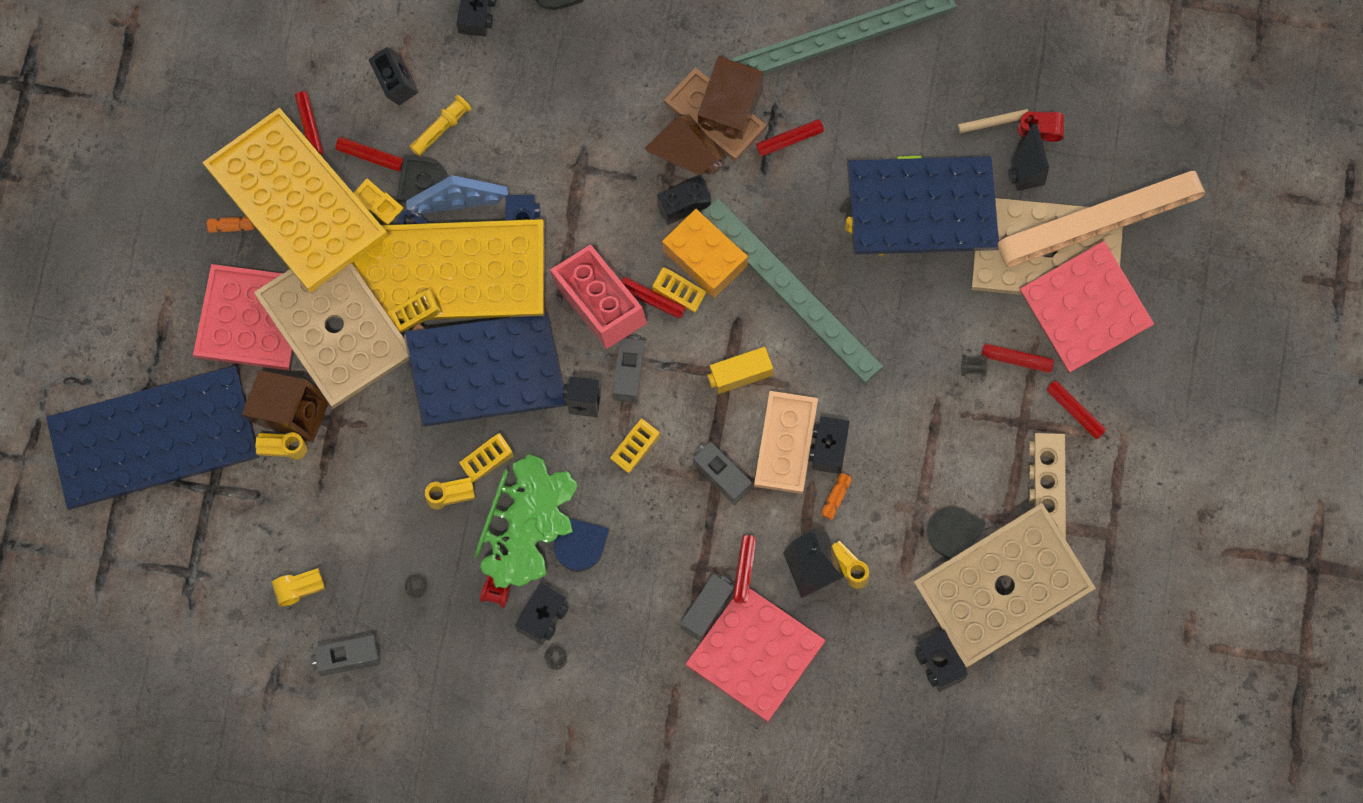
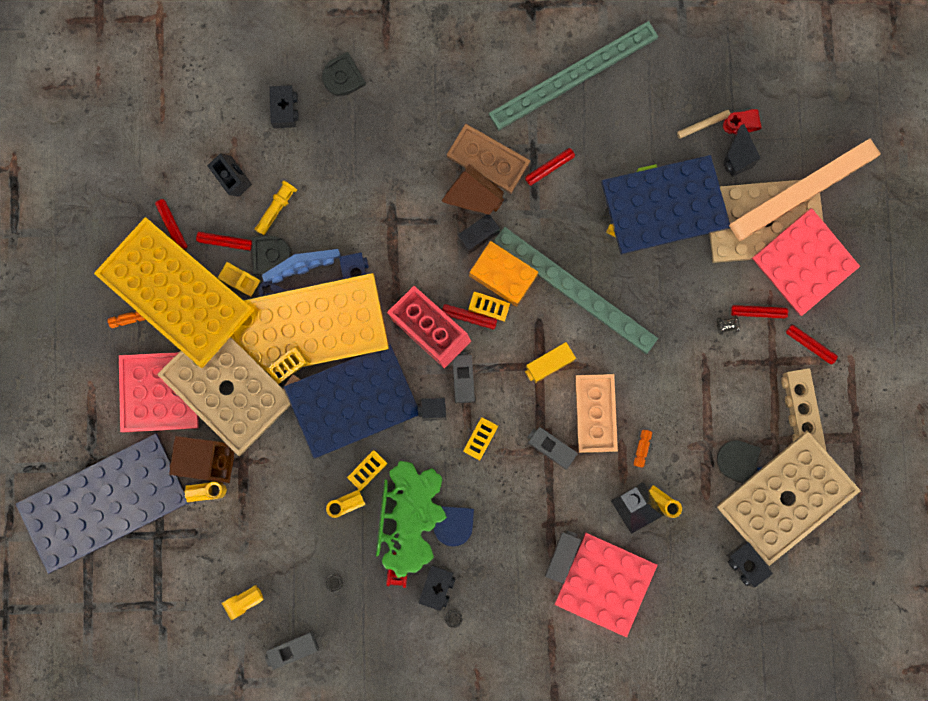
camera: 15 degrees left, 10 degrees up
(730, 98) = (499, 146): reddish brown slope -> none
(744, 569) = (585, 522): red axle -> none
(836, 432) = (635, 399): black brick -> none

